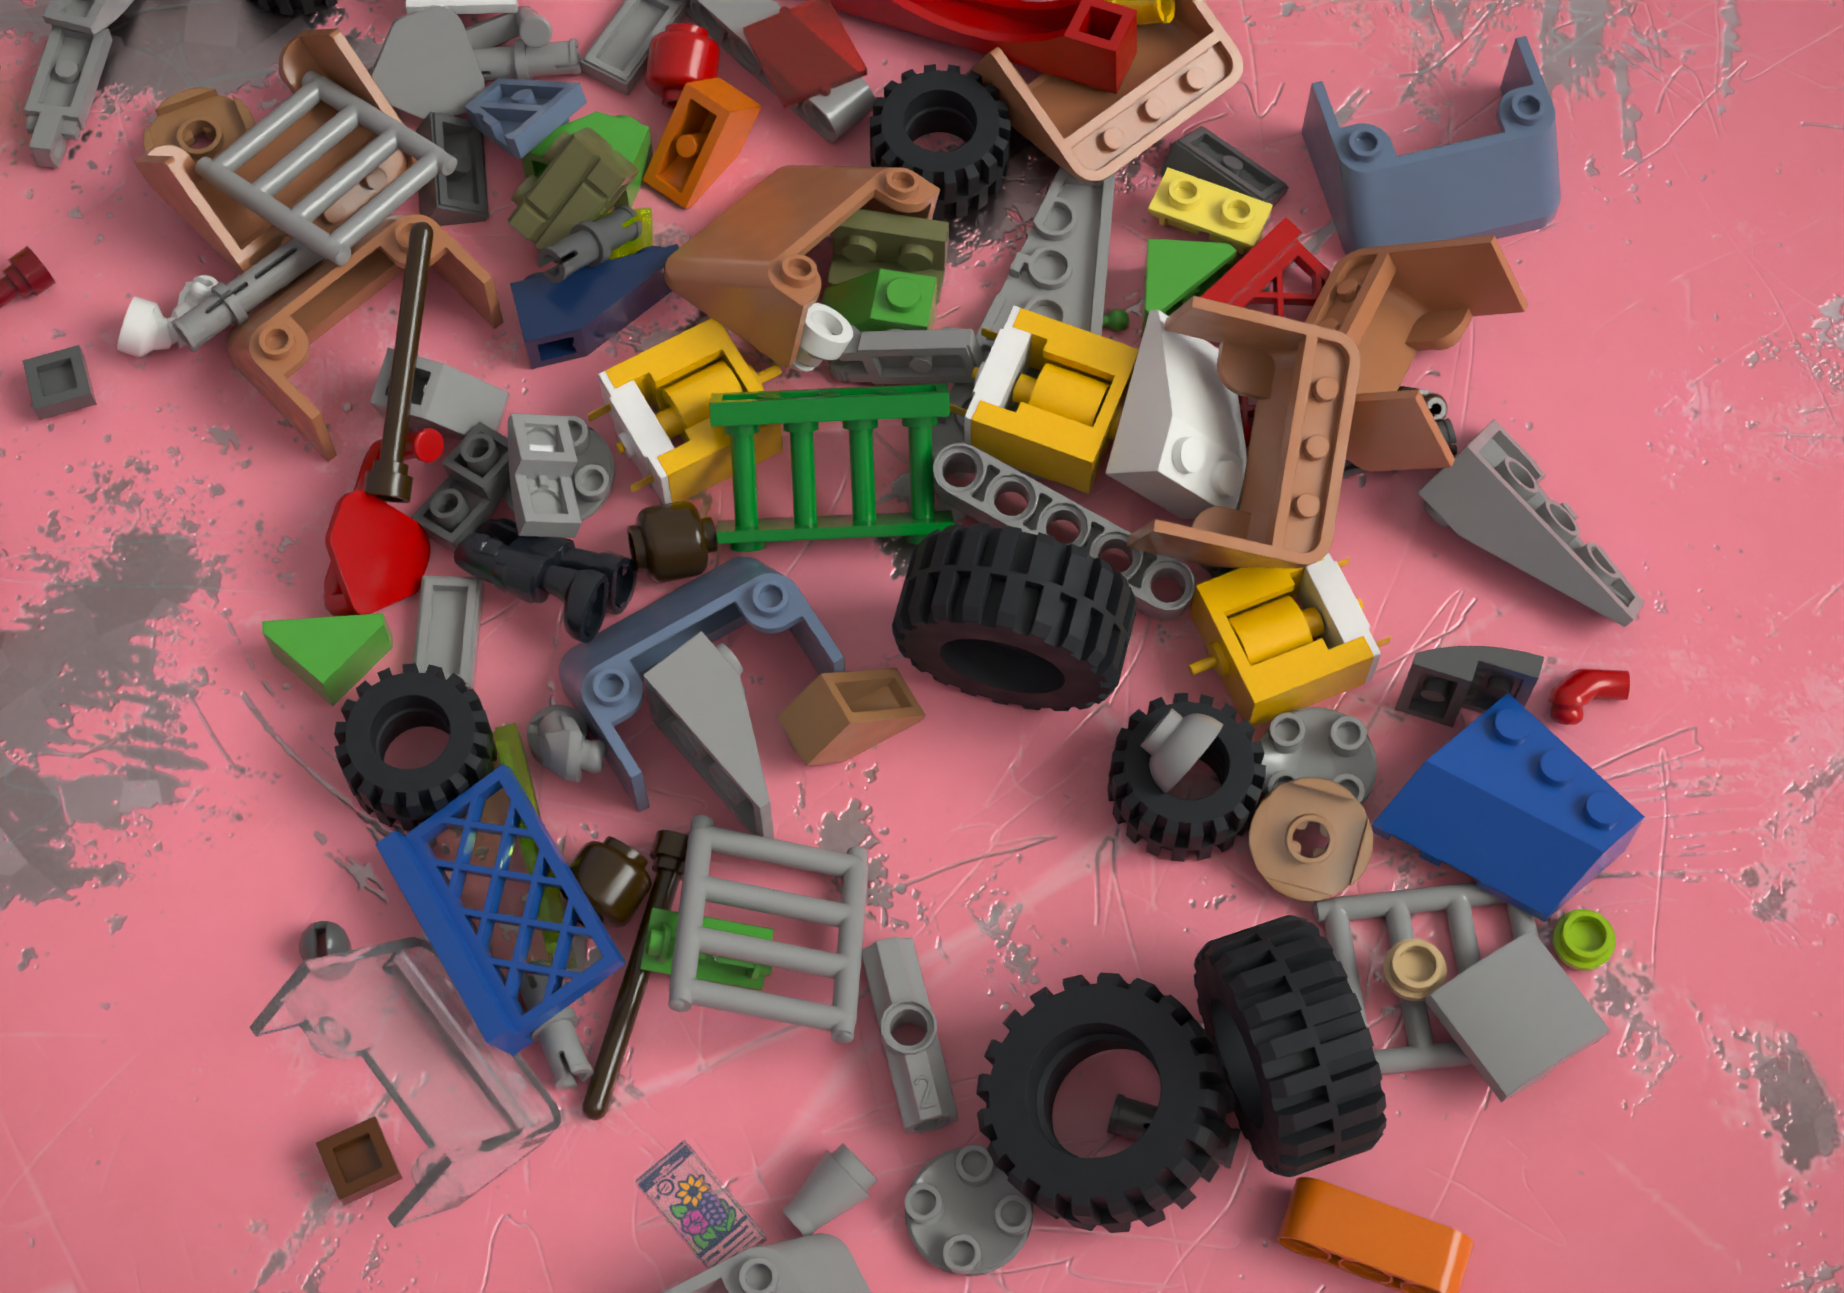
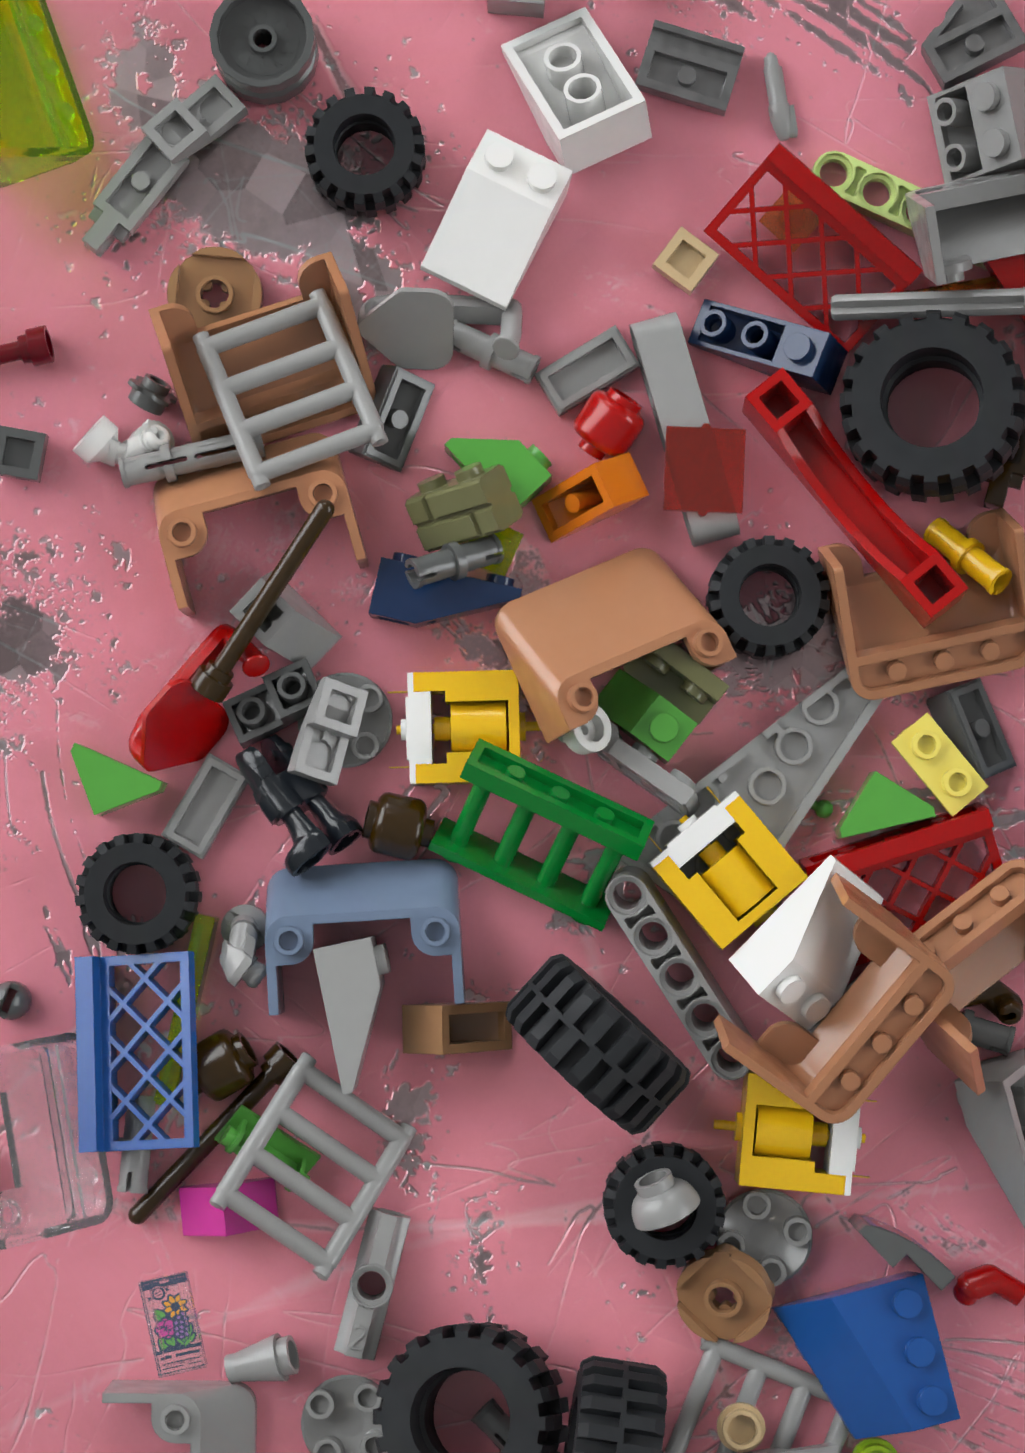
camera: 30 degrees right, 20 degrees up
(177, 258) = (151, 393): none -> dark grey plate
(523, 111) = (463, 409): sand blue wing -> none
(690, 1047) = (203, 1219): none -> dark pink slope

